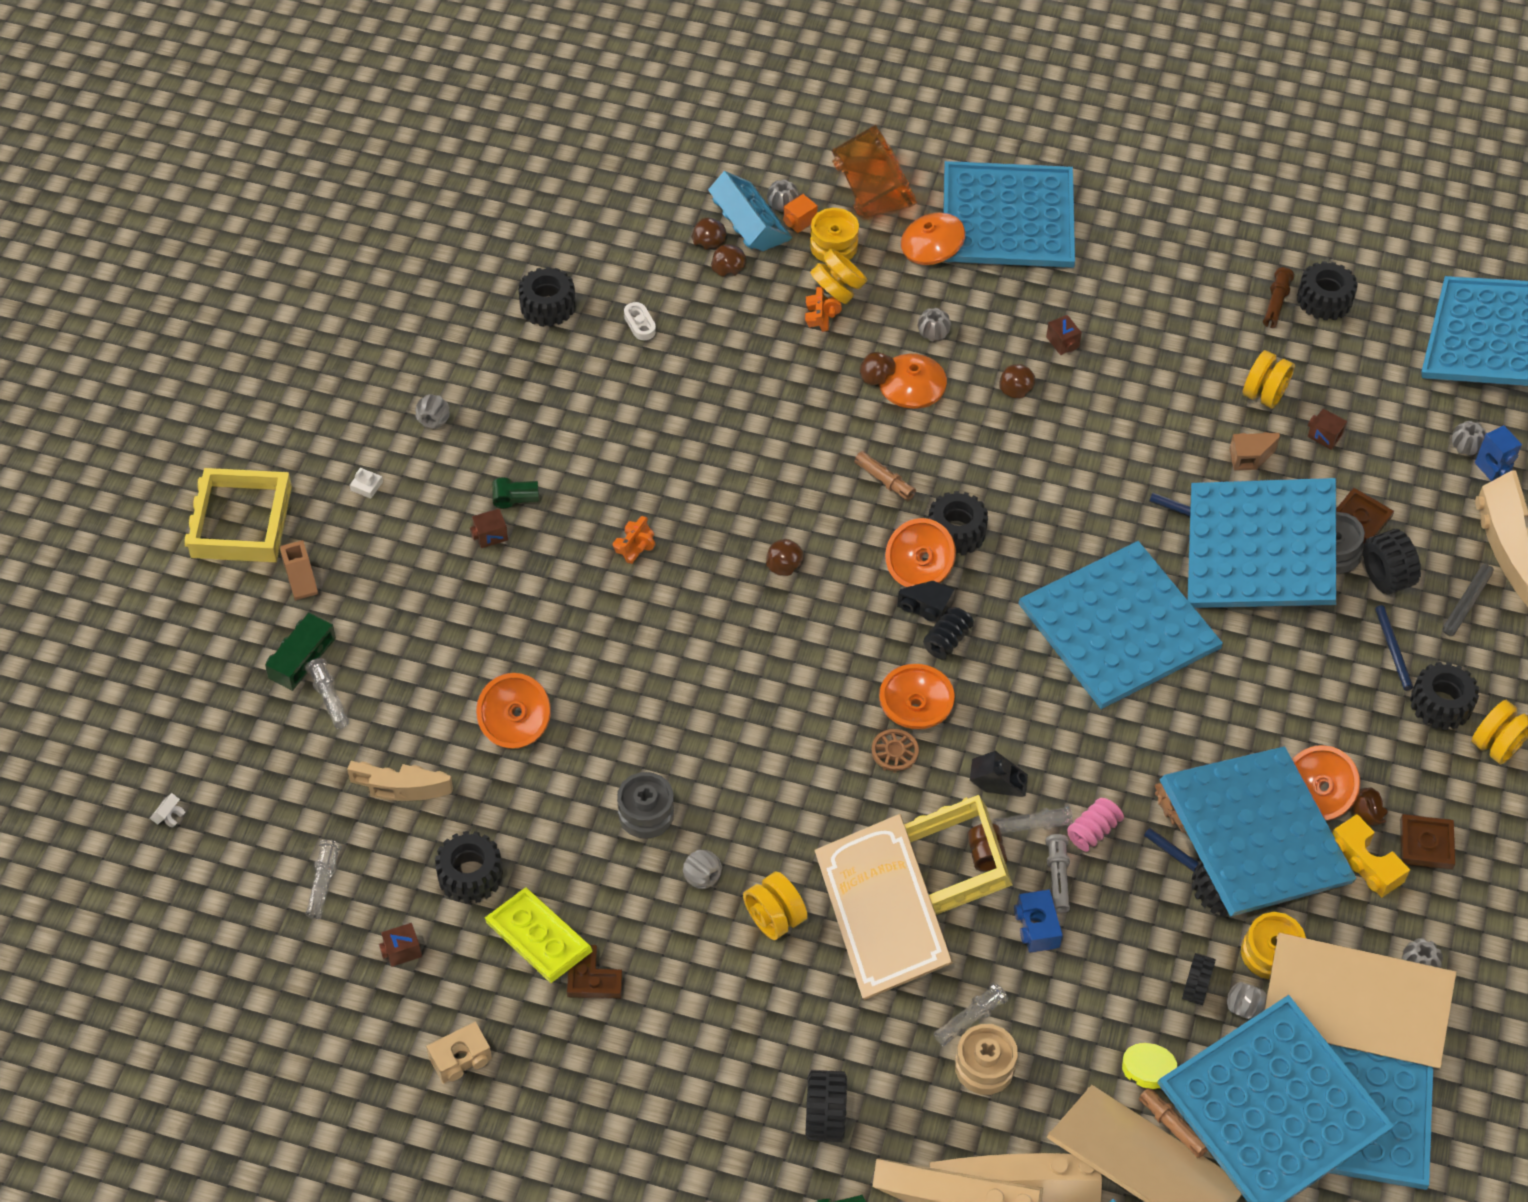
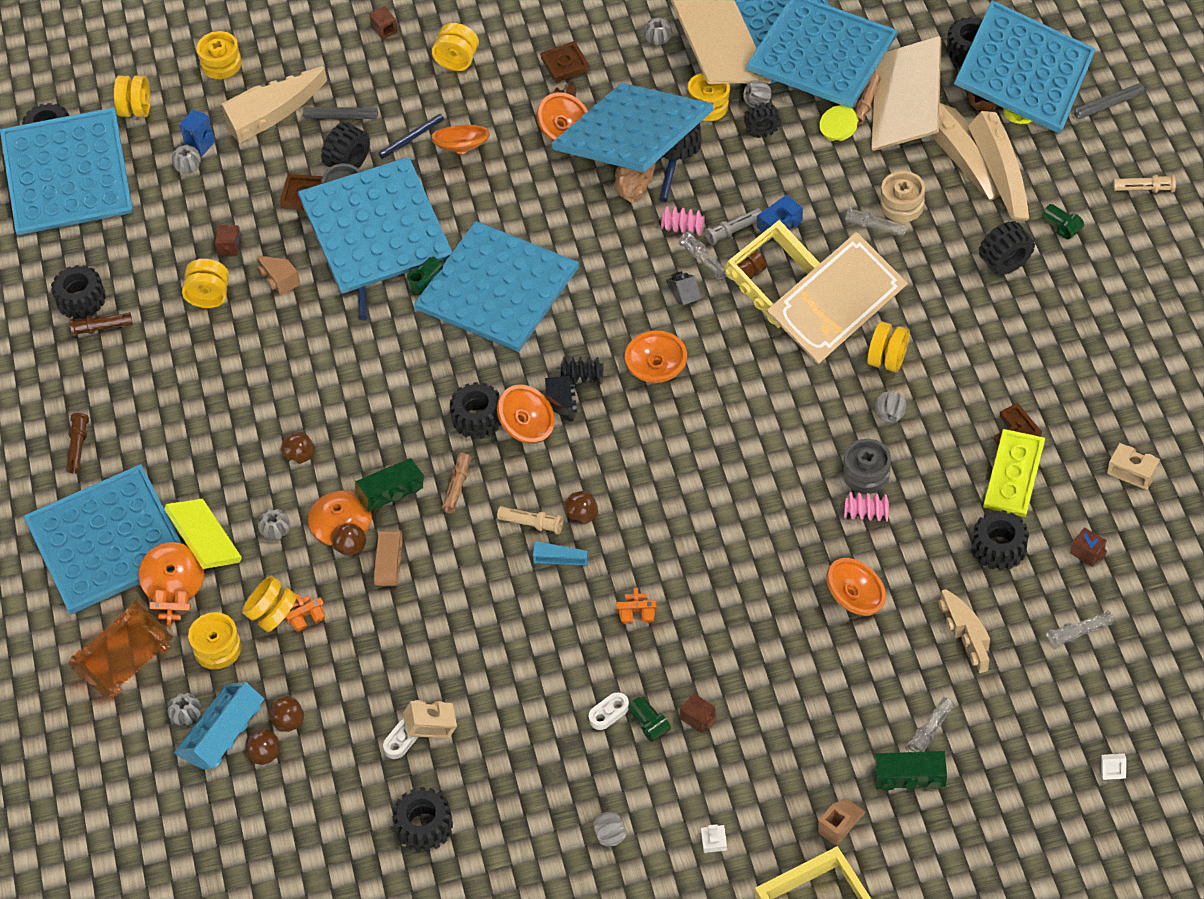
camera: 115 degrees left, 0 degrees up
(549, 473) = (607, 711): none -> white plate
(598, 778) = (866, 506): none -> bright pink piece
(636, 325) = (429, 720): none -> tan brick
(747, 510) = (554, 554): none -> dark azure piece
(791, 516) = (539, 521): none -> tan pin
(799, 213) = (198, 684): orange brick -> none
(835, 389) = (388, 558): none -> medium nougat beam
(895, 224) = (160, 603): none -> orange hips
(895, 750) = (704, 358): medium nougat wheel -> none
(914, 419) = (389, 484): none -> dark green brick
(960, 272) = (202, 533): none -> neon yellow tile
(1063, 335) = (230, 436): copper brick -> none
(1143, 234) = (77, 435): none -> reddish brown pin
(1171, 562) = (421, 277): none -> dark green piece
(1354, 676) = (460, 138): none -> orange dish
(1380, 873) = (606, 73): yellow arch -> none
(1438, 710) = (441, 89): black tyre -> none

